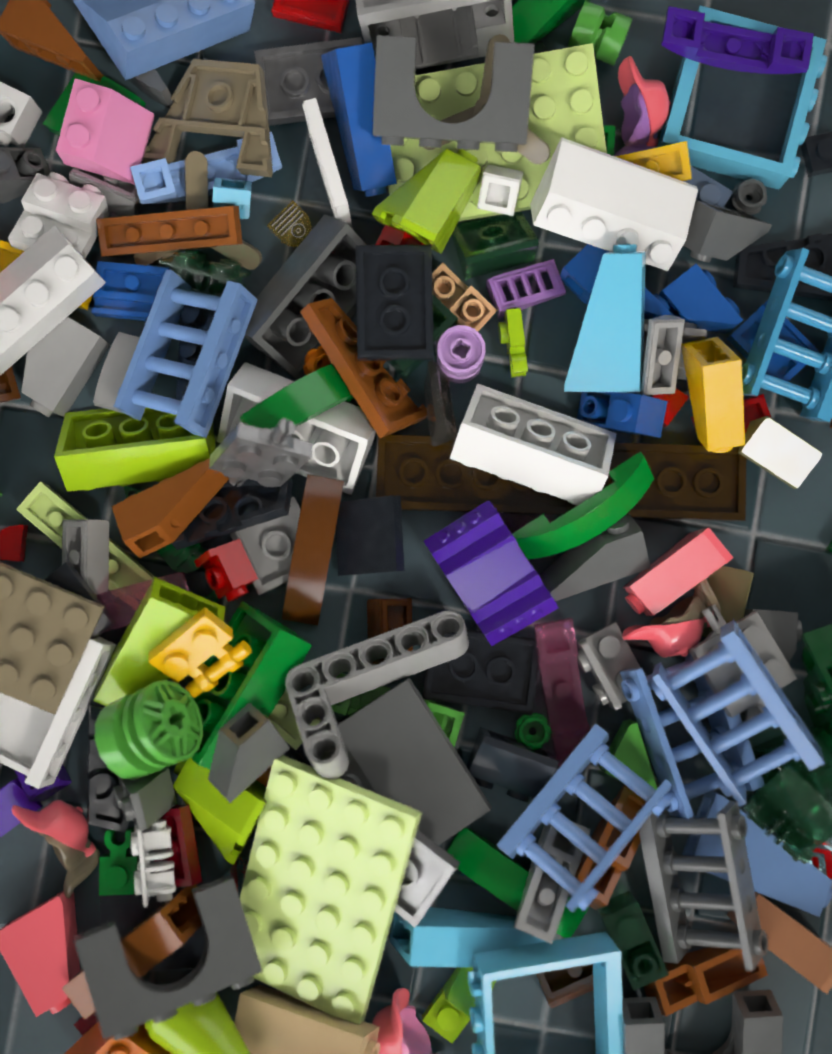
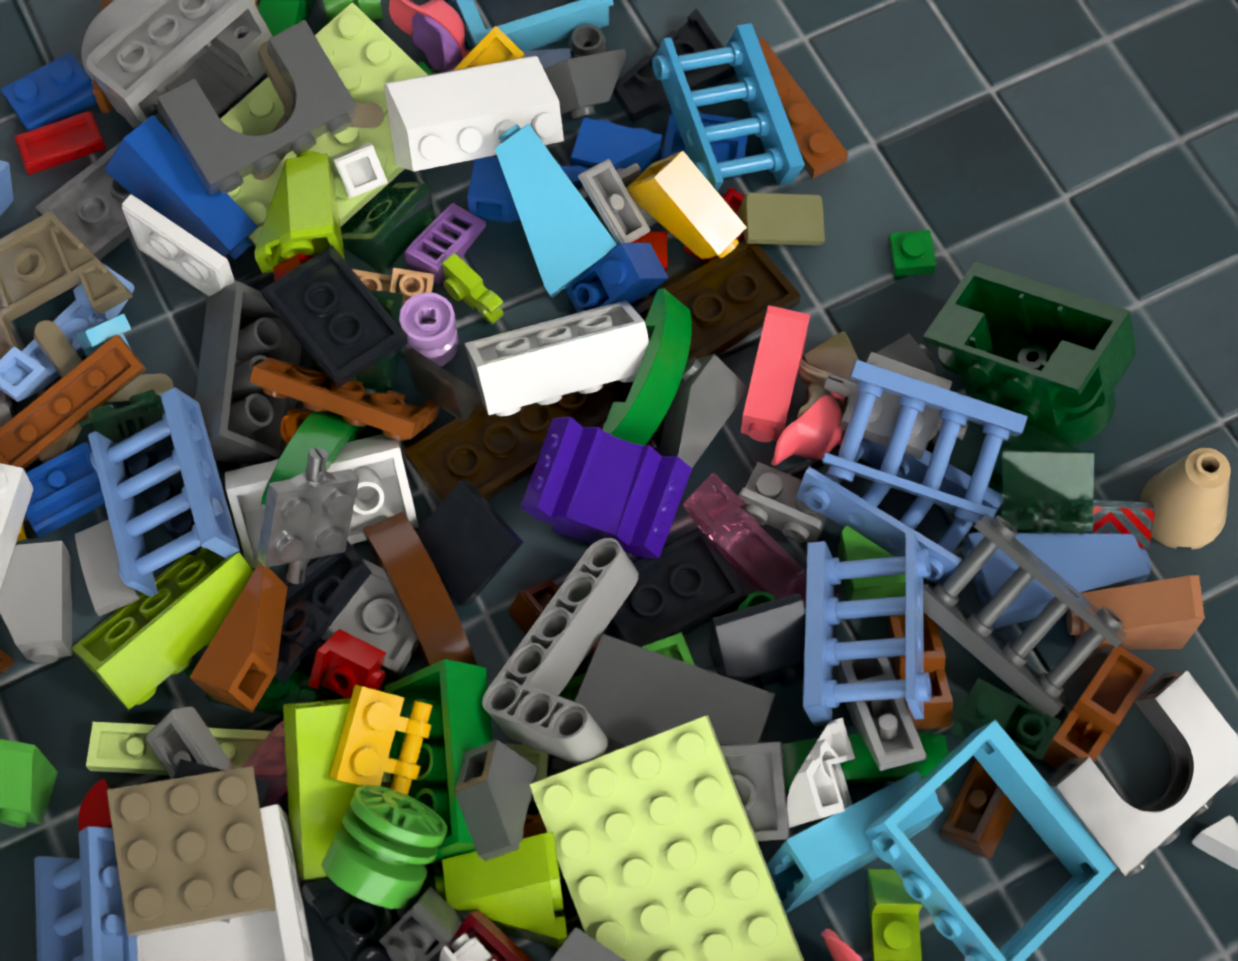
camera: 40 degrees left, 20 degrees down
(291, 225) = (180, 333): clear yellow tile -> none
(459, 910) = (820, 783): none -> white slope

